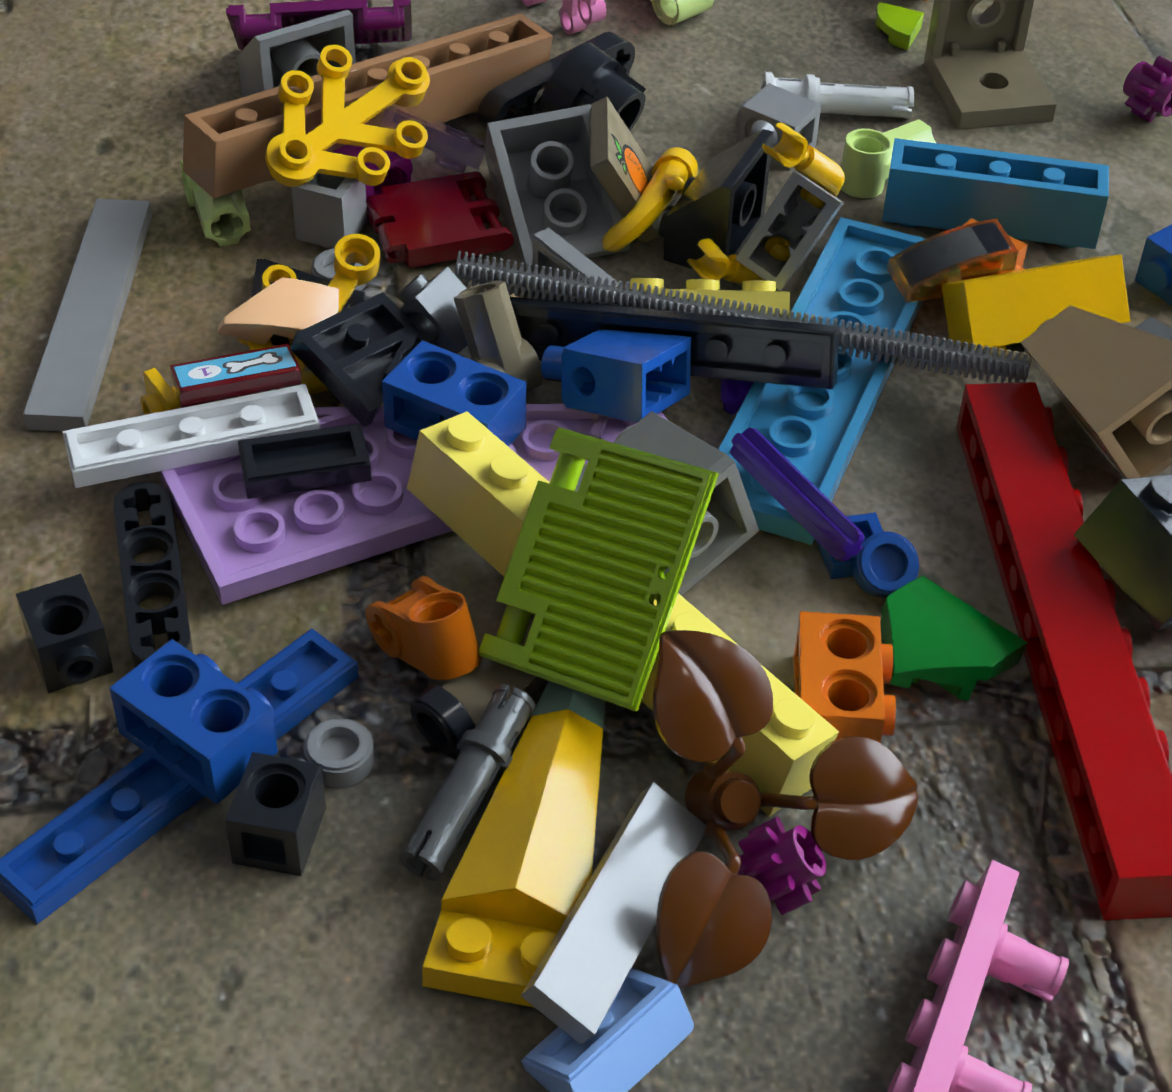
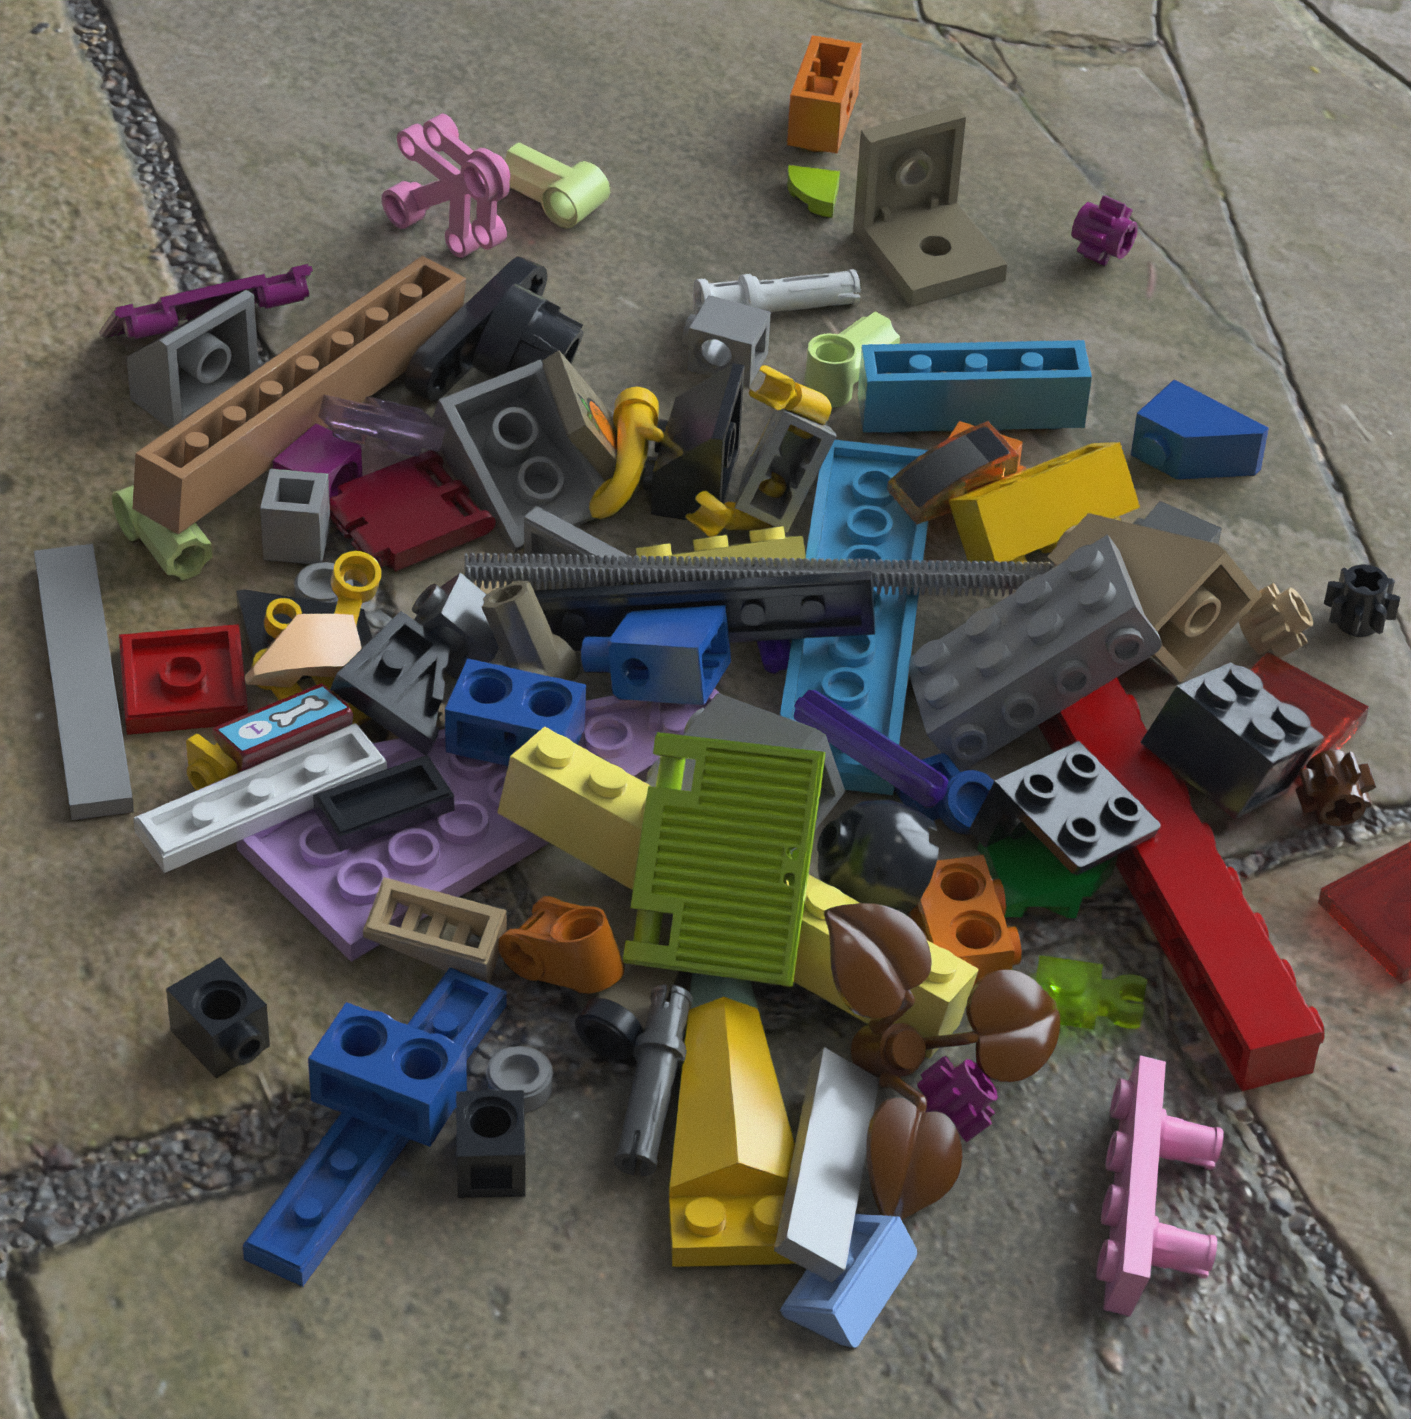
camera: 15 degrees left, 0 degrees up
(154, 578) = (266, 951): black beam -> none
(174, 323) = (182, 678): none -> red tile
(342, 611) = (430, 947): none -> tan slope
(345, 124) = (298, 431): yellow plant -> none
(766, 596) = (879, 854): none -> black cylinder
(951, 779) = (1084, 994): none -> clear neon green plate
(979, 583) = (1069, 807): none -> black bracket
(983, 431) = (1031, 654): none -> light grey bracket

